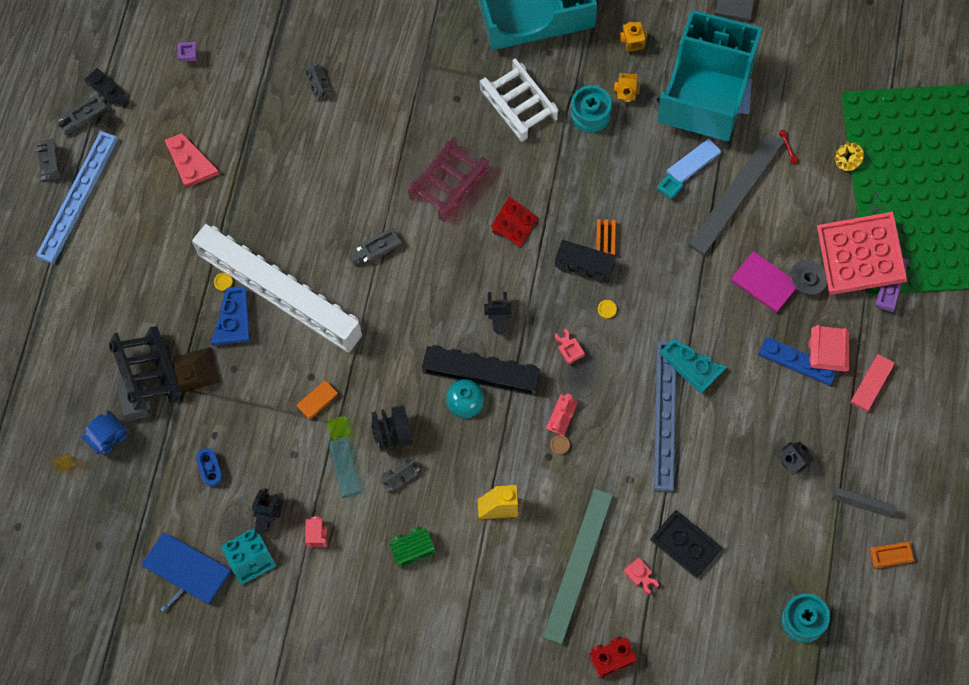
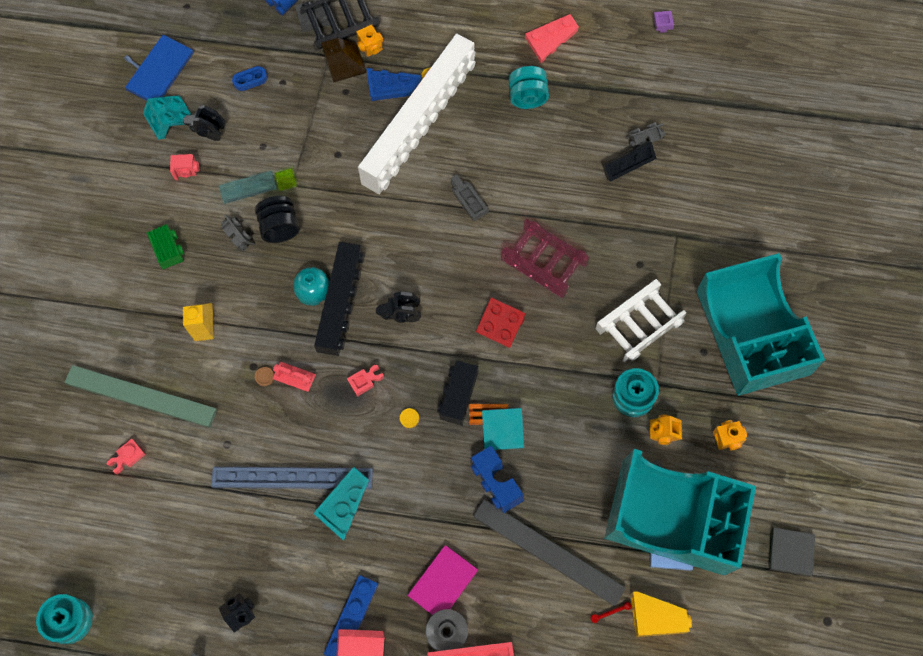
camera: 85 degrees right, 0 degrees up
(178, 338) = (369, 40): none -> light orange brick
(257, 179) = (528, 87): none -> teal wheel
(317, 400) = (313, 160): orange tile -> none
(347, 97) = (629, 161): none -> black plate
(612, 657) = (45, 428): red brick -> none
(622, 224) = (503, 428): none -> teal tile
(659, 240) = (504, 494): none -> blue arch
(669, 187) = (550, 478): teal plate -> none
(686, 544) = (156, 500): black tile -> none
(694, 161) = (583, 505): light blue tile -> none
(794, 109) = (658, 617): none -> yellow slope

